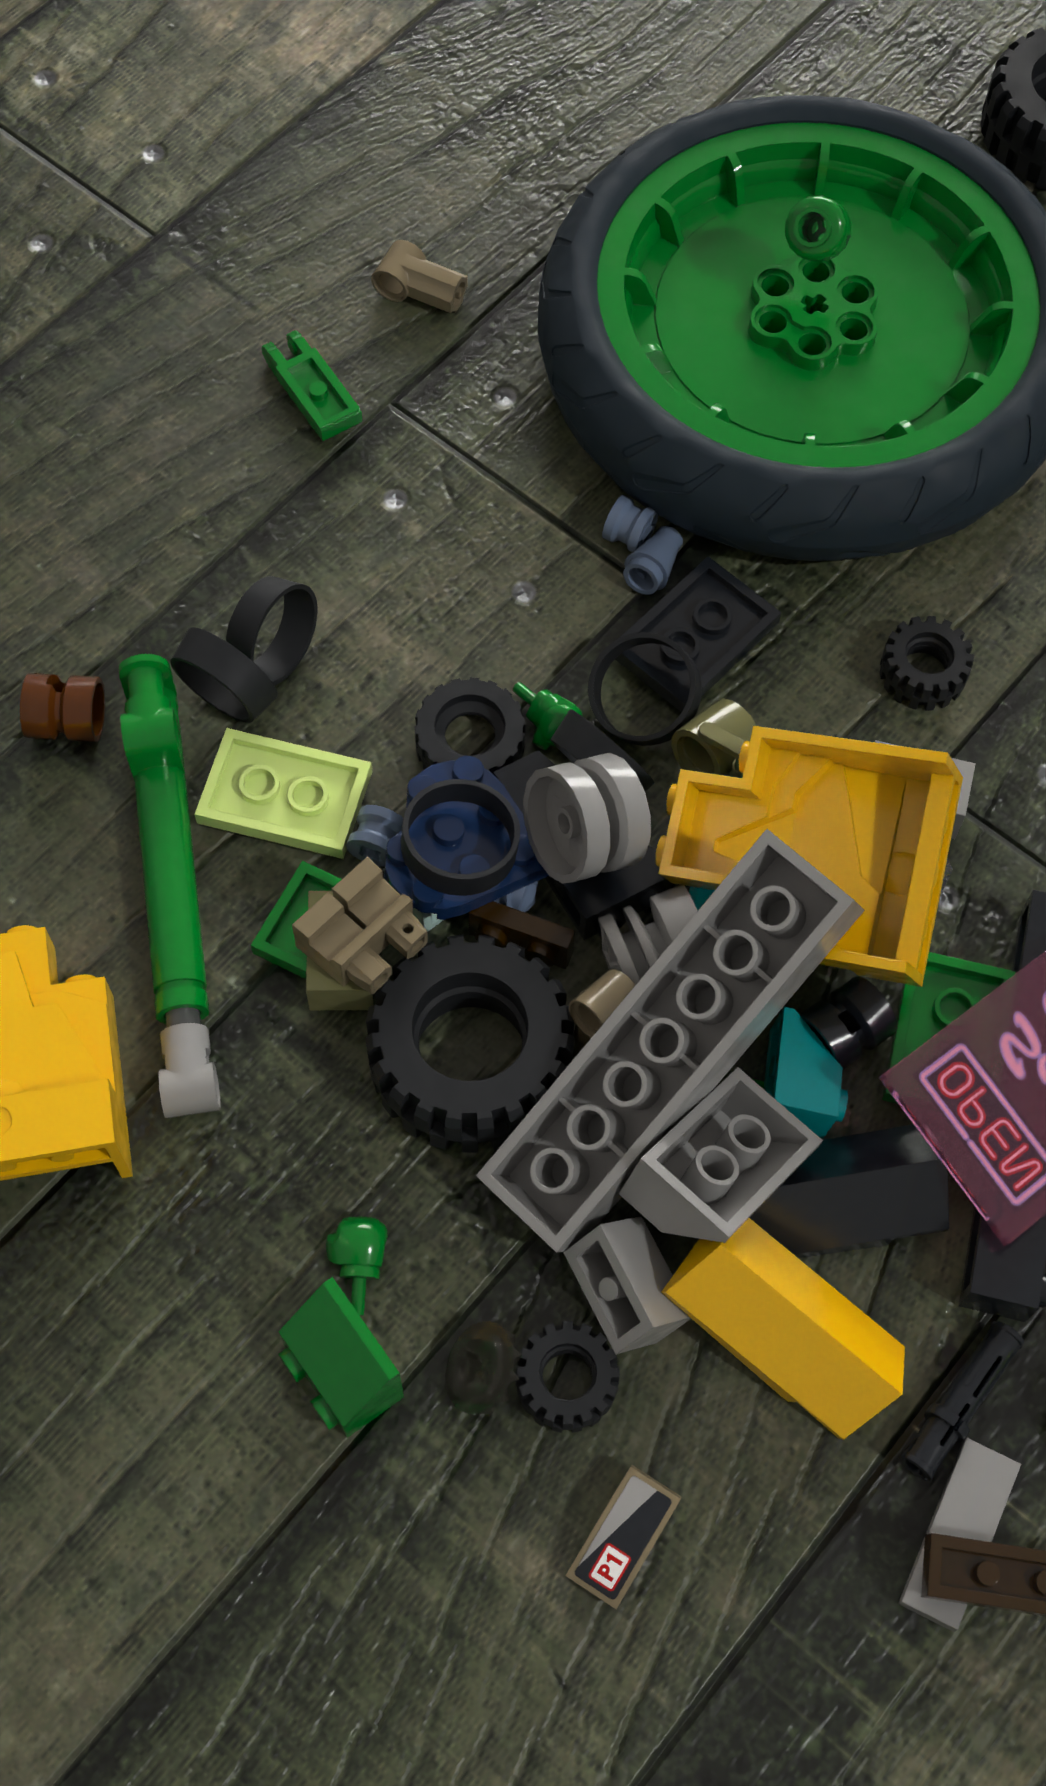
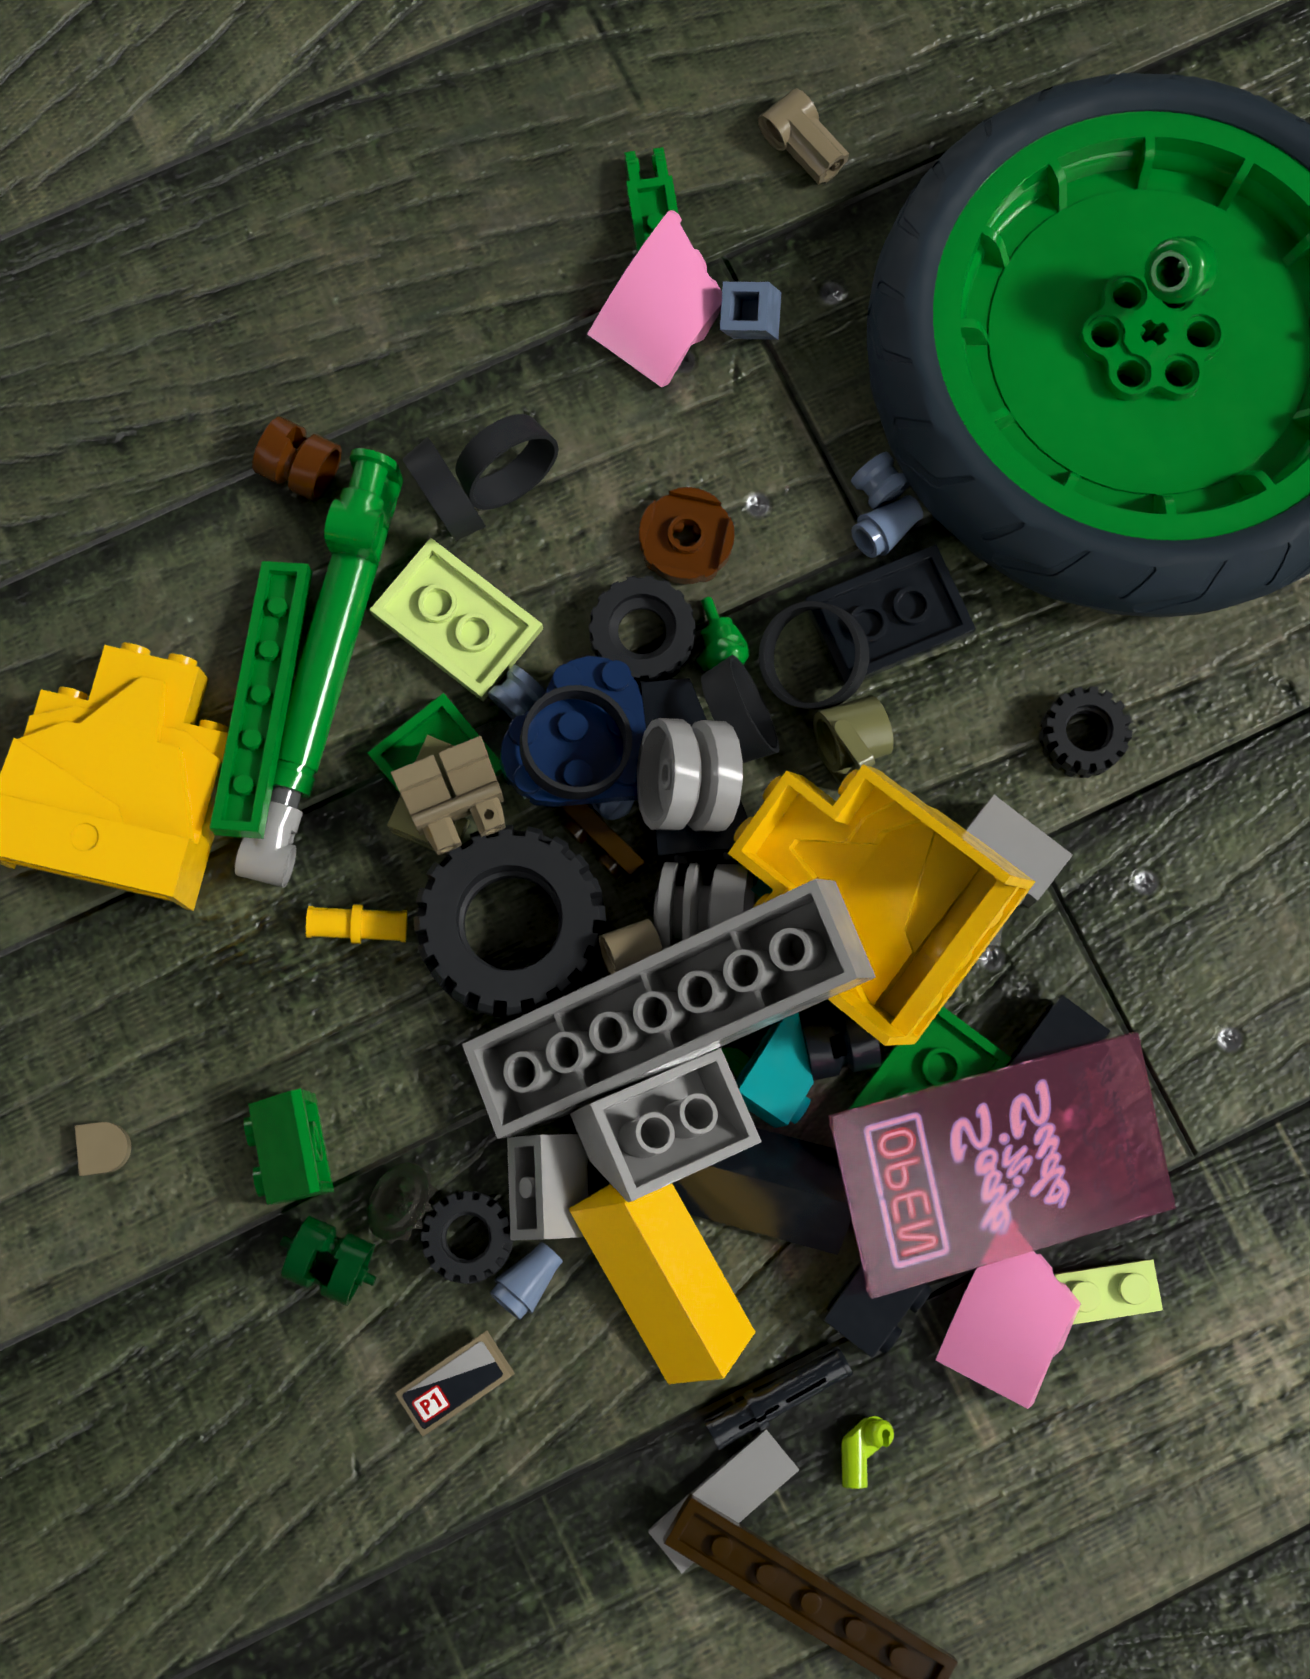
camera: 20 degrees right, 15 degrees up
(123, 938) = (261, 700): none -> green plate
(134, 1456) = (101, 1148): none -> dark tan tile
(311, 1114) = (356, 923): none -> yellow pin
(354, 453) = (659, 304): none -> bright pink slope
(360, 1252) = (346, 1059): green piece -> none
(432, 1463) = (327, 1260): none -> dark green wheel
(441, 425) = (750, 310): none -> sand blue brick
(448, 626) = (686, 563): none -> reddish brown plate
(648, 1398) = (525, 1281): none -> sand blue cone

